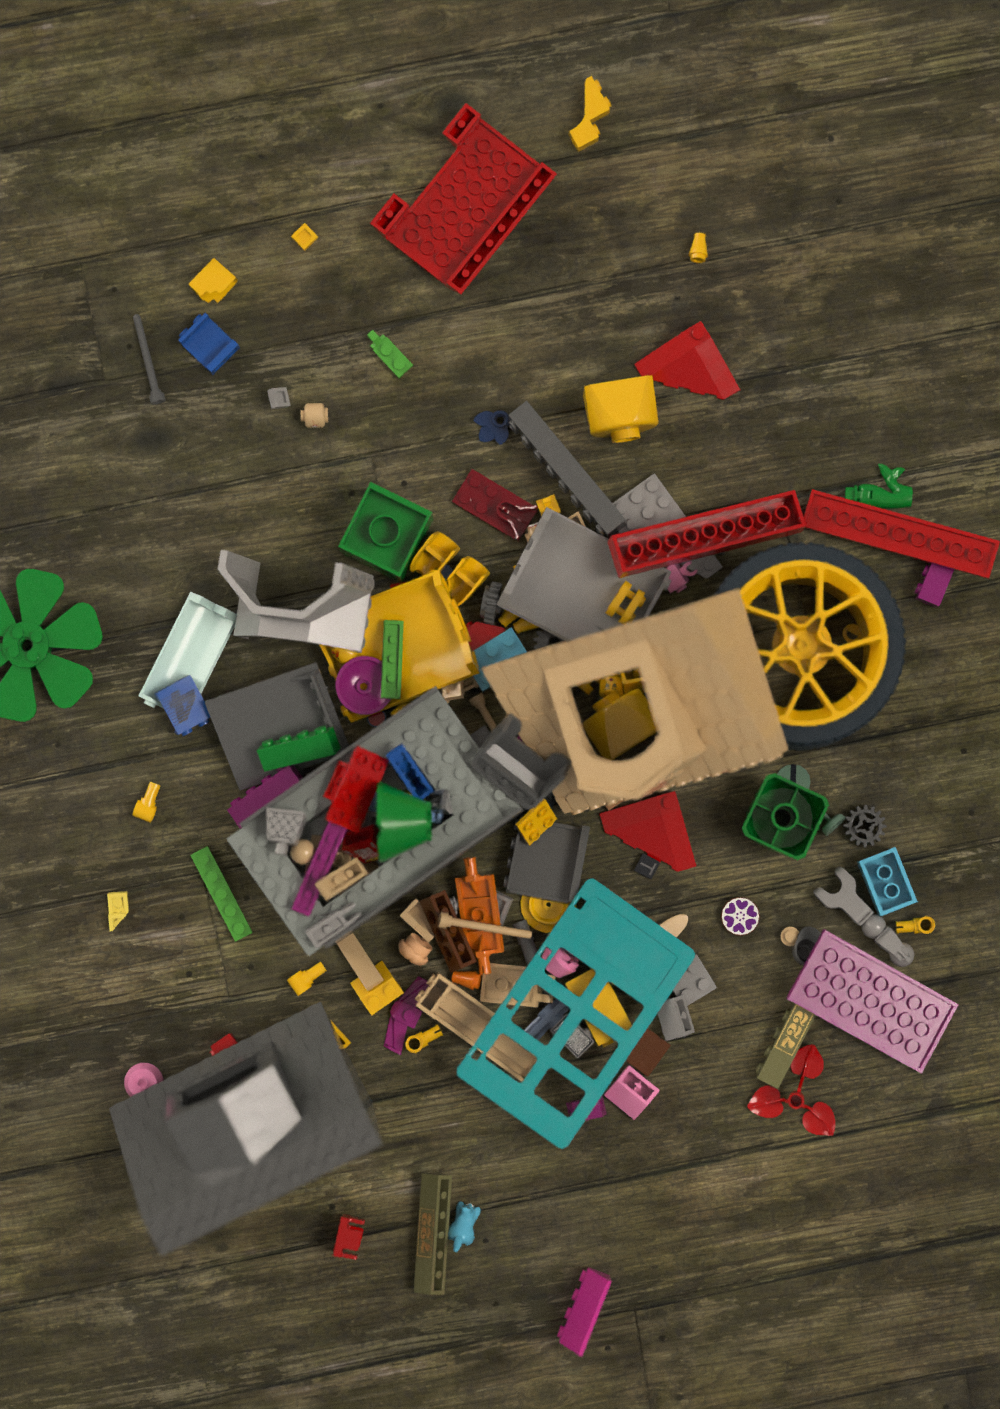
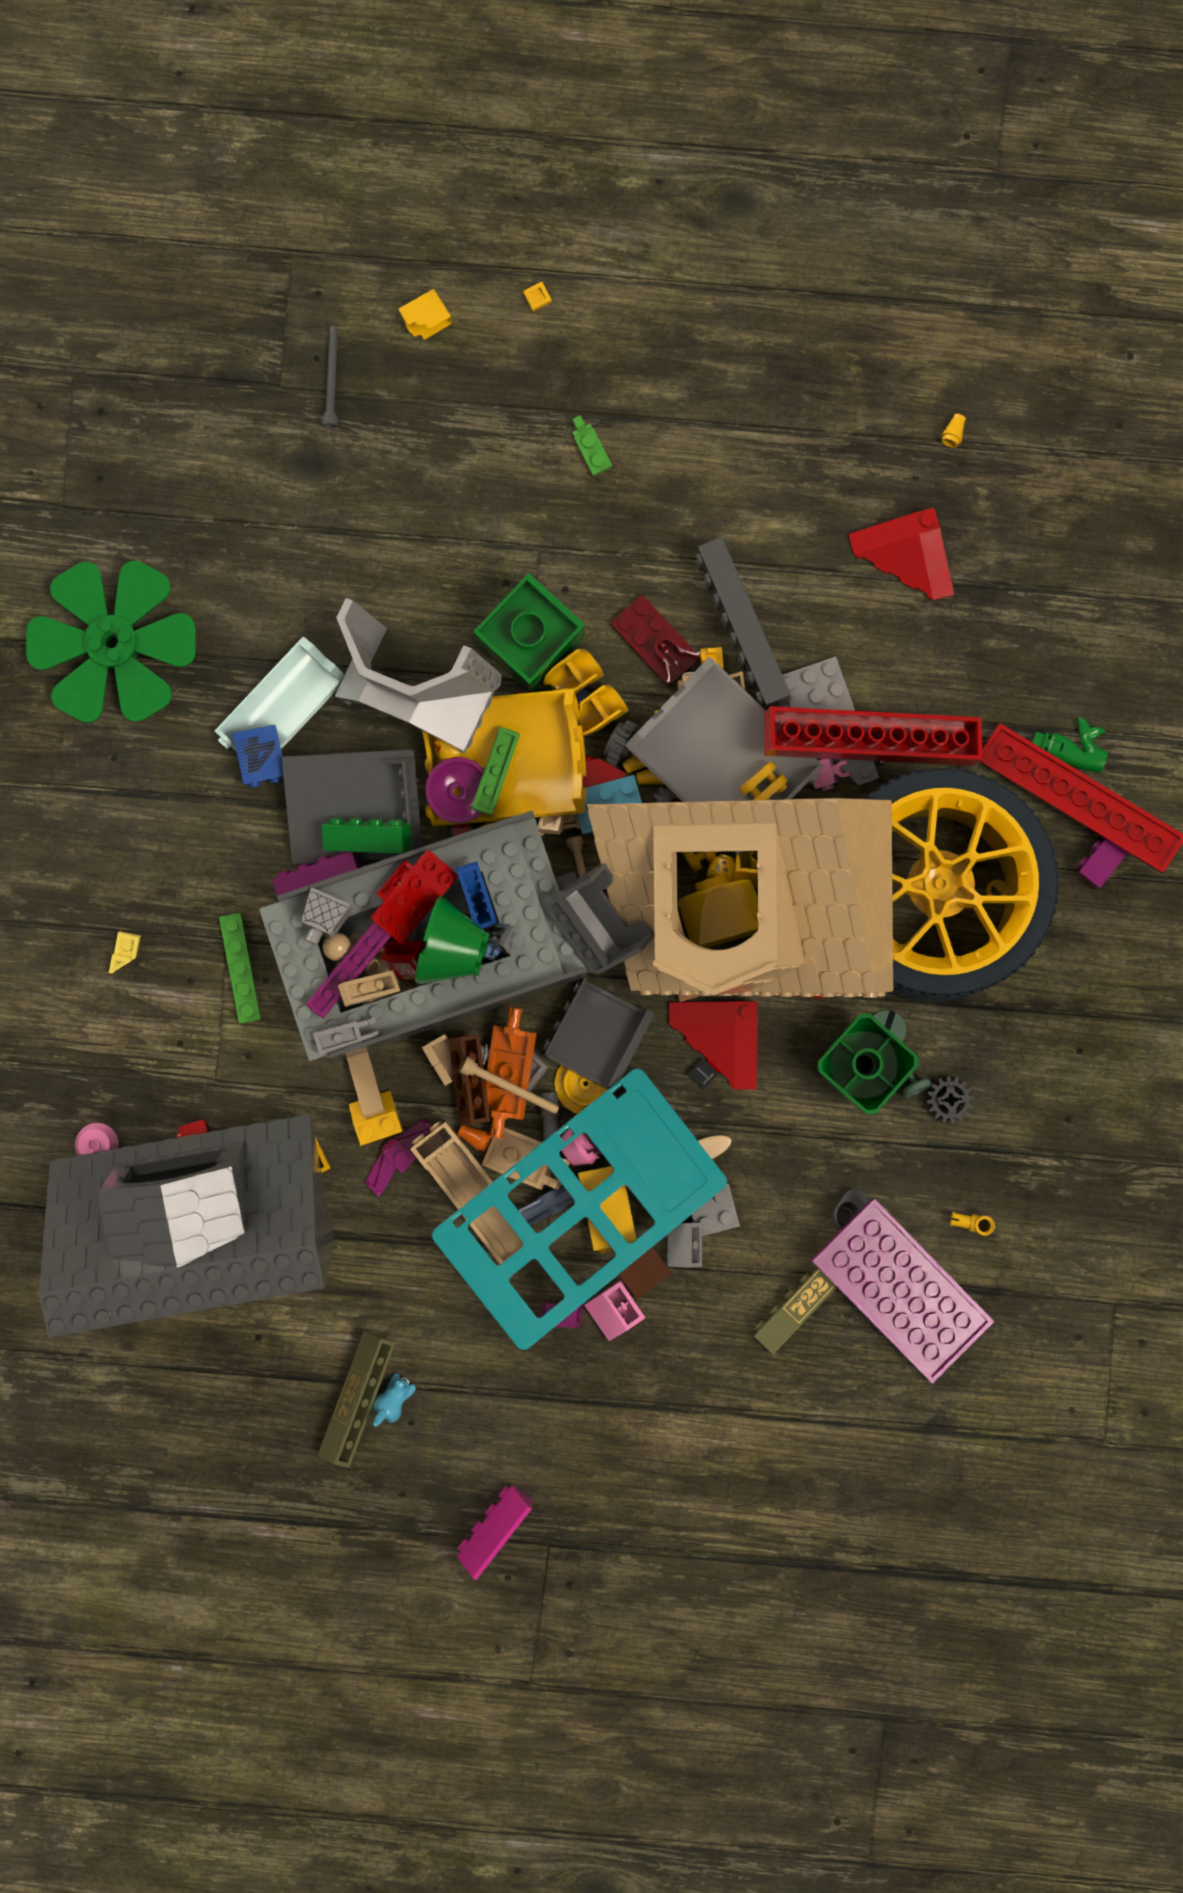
camera: 15 degrees right, 0 degrees up
(145, 808) = (186, 852): yellow pin -> none
(208, 343) = (401, 379): blue panel -> none
(278, 398) = (458, 458): light grey plate -> none
(303, 979) = (298, 1086): yellow pin -> none
(314, 415) = (491, 488): tan head -> none
(348, 1237) = (265, 1375): red panel -> none
(415, 949) = (428, 1088): light nougat piece -> none
(424, 1038) = (410, 1187): yellow pin -> none
(467, 204) = (720, 311): red slope -> none
(490, 428) = (675, 557): dark blue plate -> none
(537, 819) = (600, 988): yellow plate -> none
(578, 1041) = (575, 1238): brick -> none
(595, 108) = (888, 250): yellow arch -> none
(621, 408) = (821, 574): yellow piece -> none
(740, 916) = (787, 1157): tile -> none
(767, 1100) = (804, 1400): red plant -> none
(789, 936) = (833, 1193): tan plate -> none
(872, 925) = (926, 1209): light grey piece -> none
(887, 881) = (956, 1166): medium azure brick -> none

